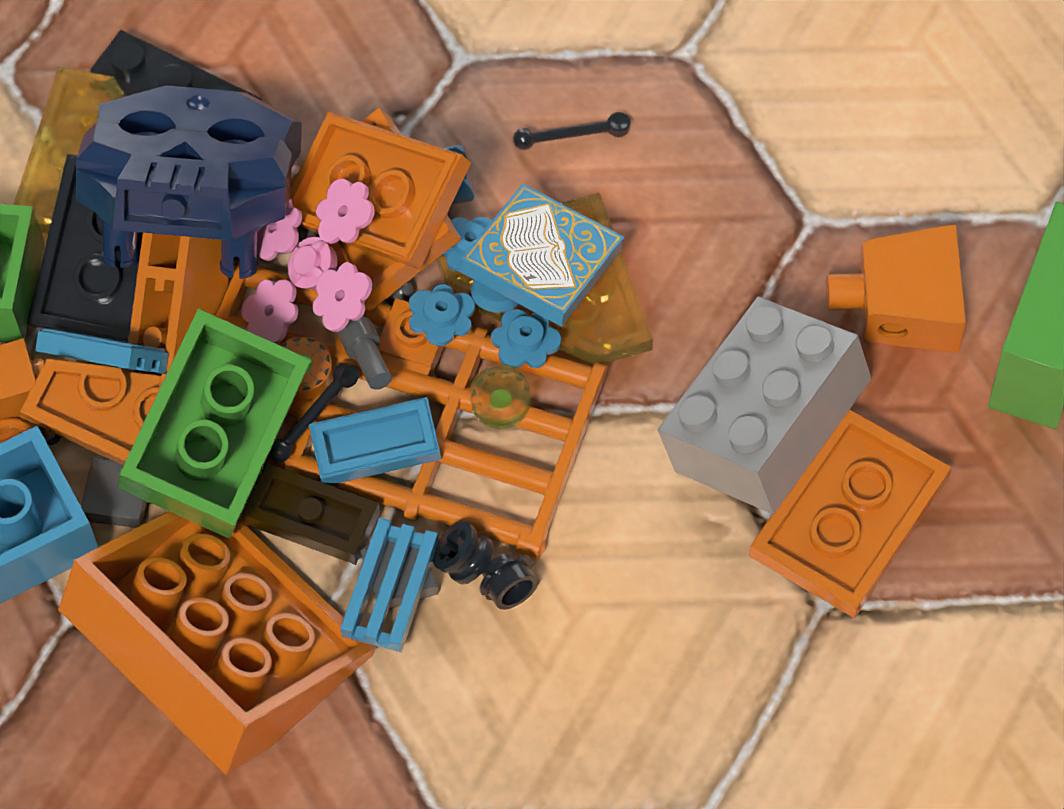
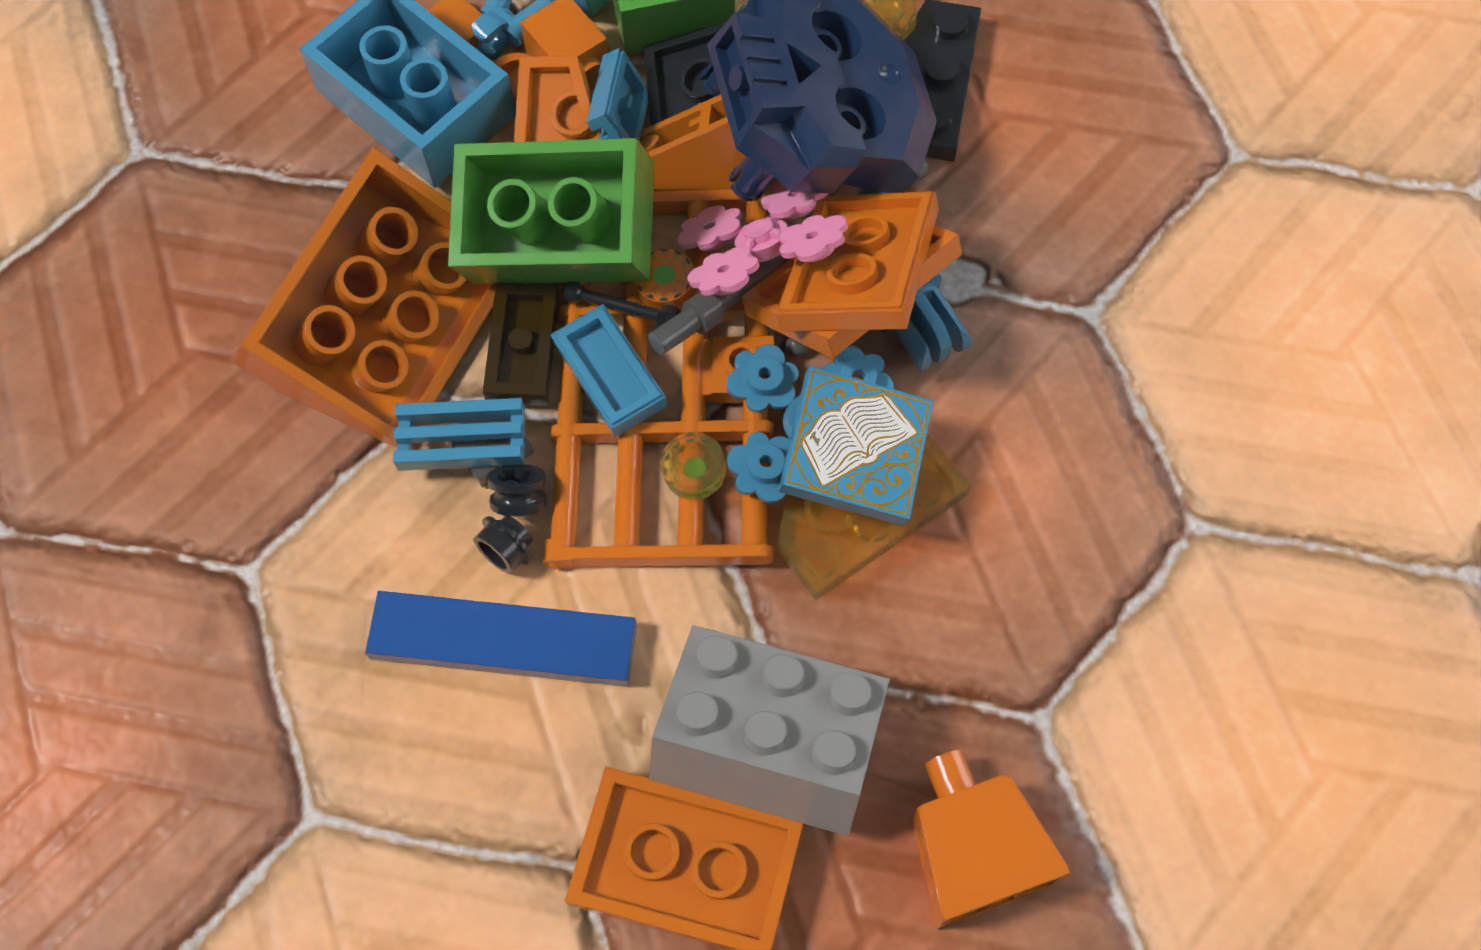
camera: 70 degrees right, 5 degrees up
(595, 611) = (502, 638): none -> blue tile
(617, 125) = (1073, 483): black hinge -> none

